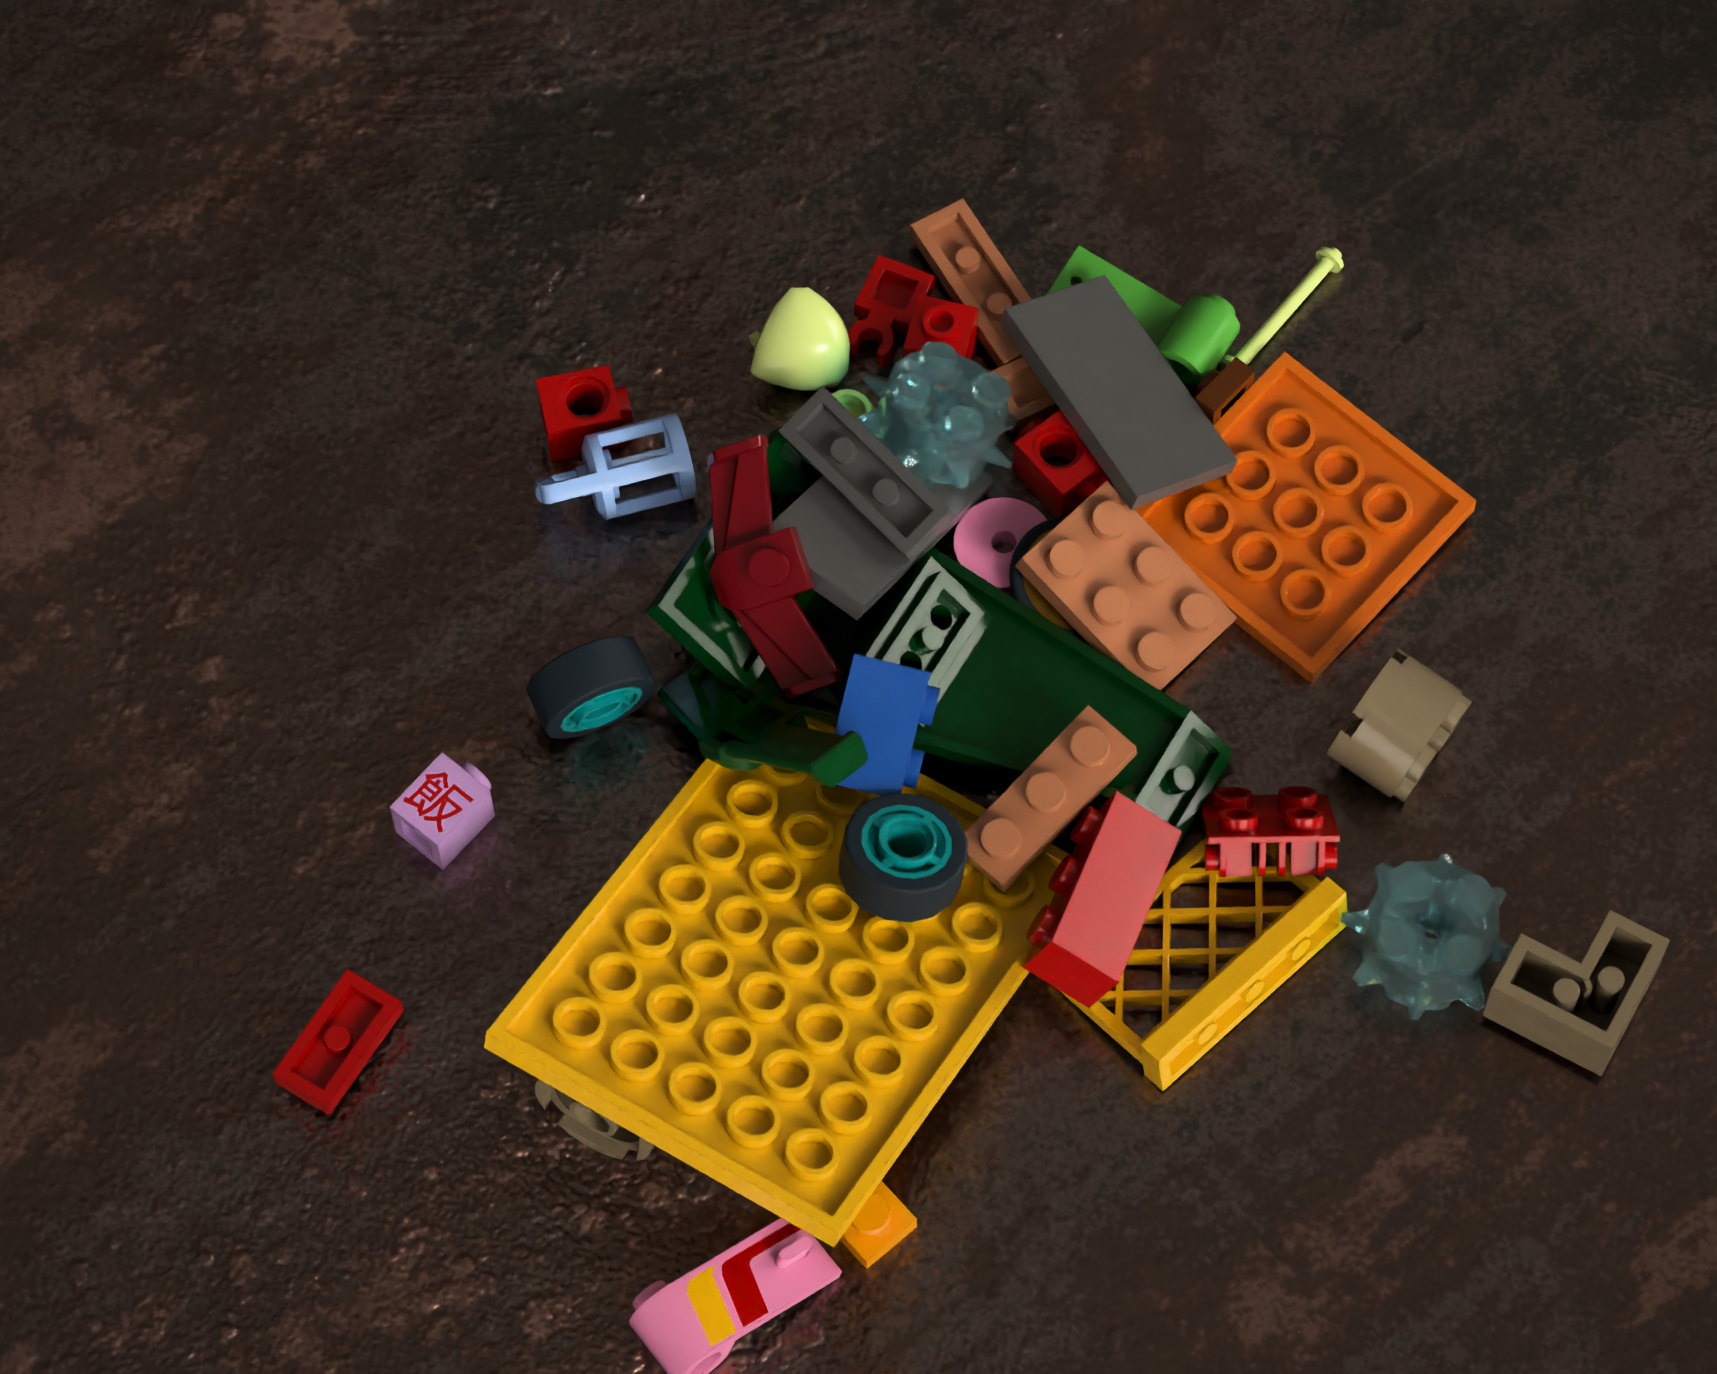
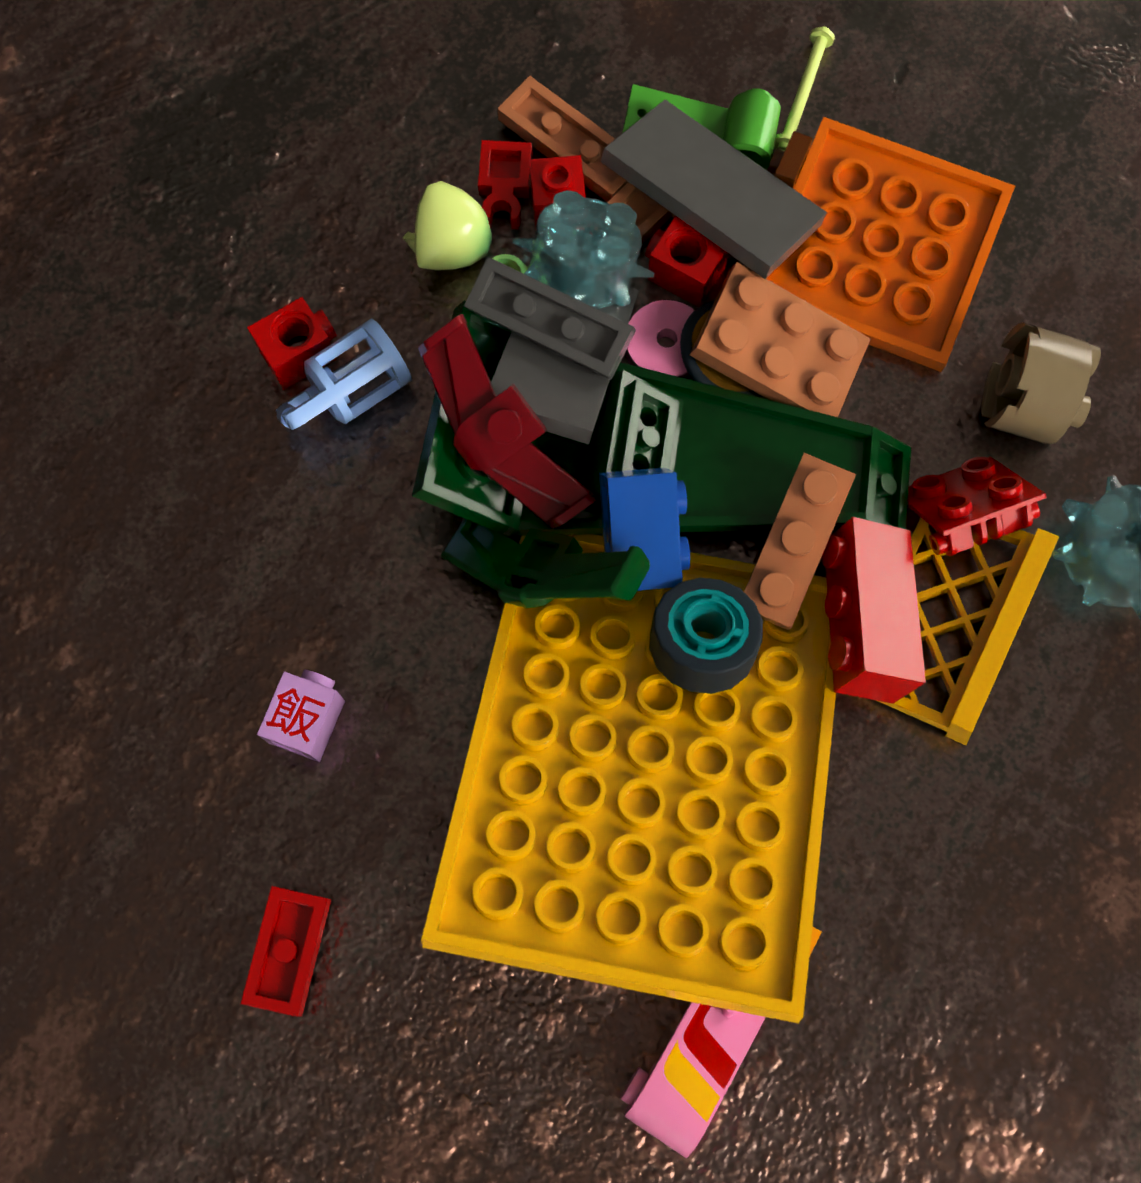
camera: 20 degrees left, 10 degrees up
(591, 687) = (386, 571): black wheel -> none

